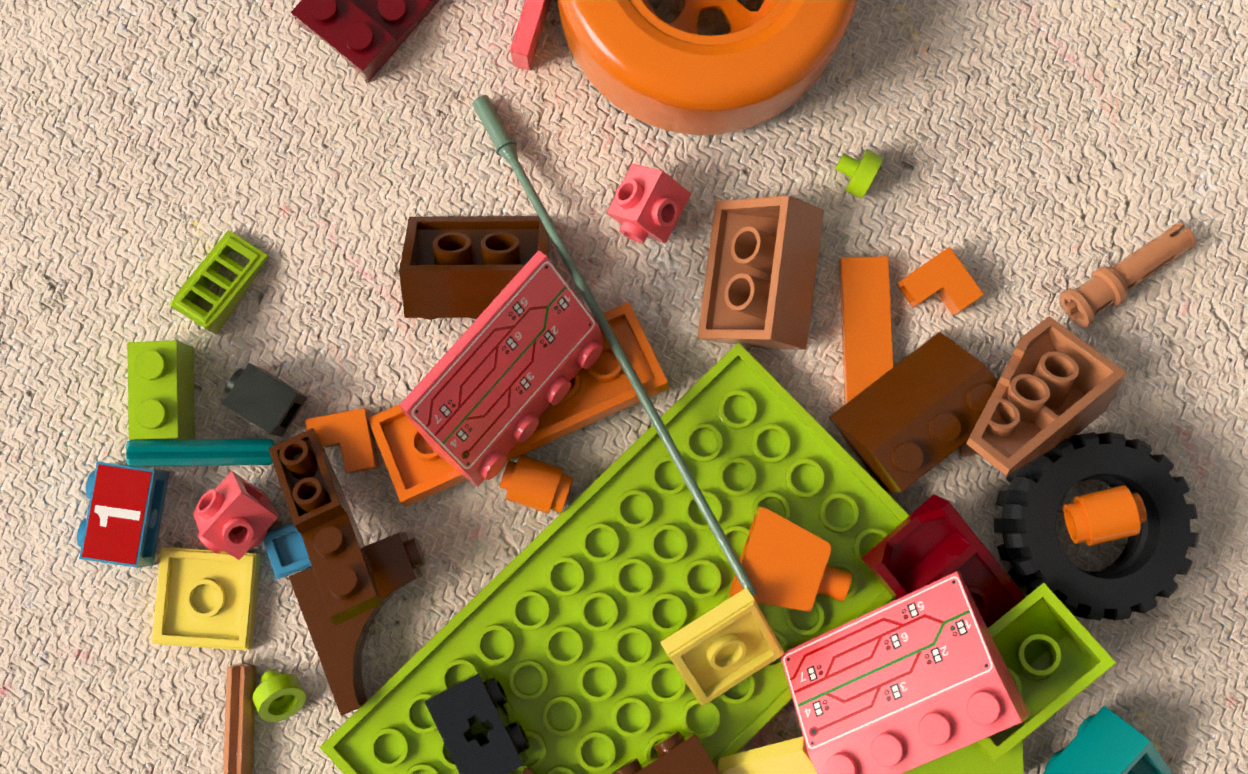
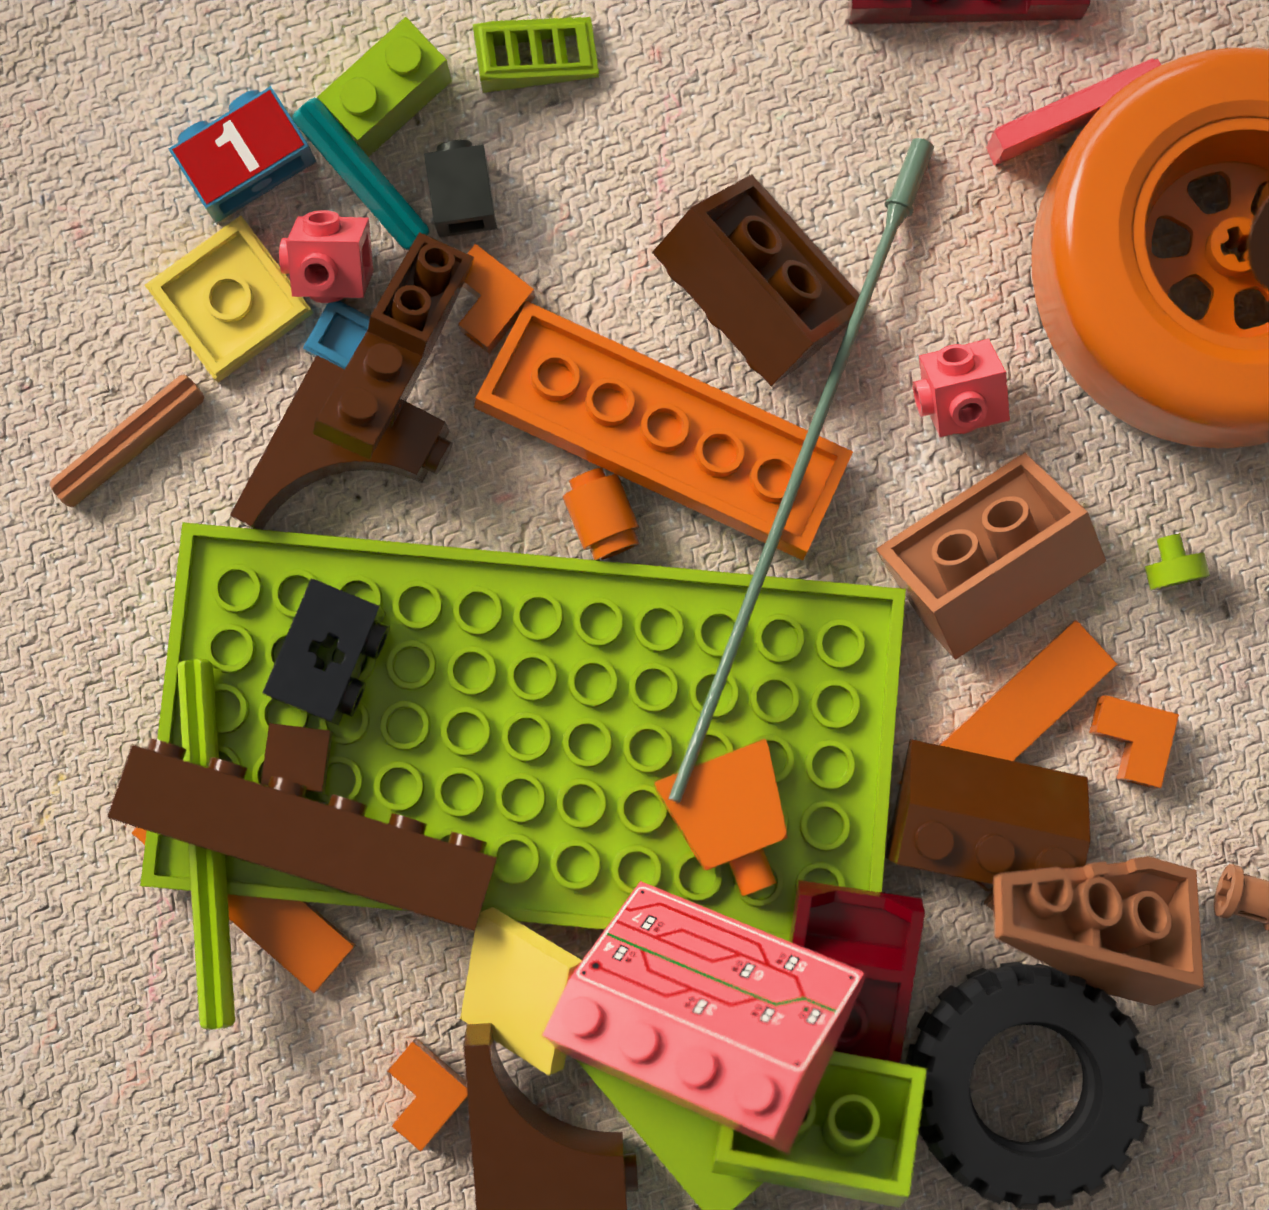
camera: 55 degrees right, 0 degrees up
(278, 696) = (196, 444): lime tile -> none
(505, 372) = (683, 386): coral slope -> none
(723, 647) = (601, 816): light yellow tile -> none
(1104, 516) = (1041, 1073): orange brick -> none

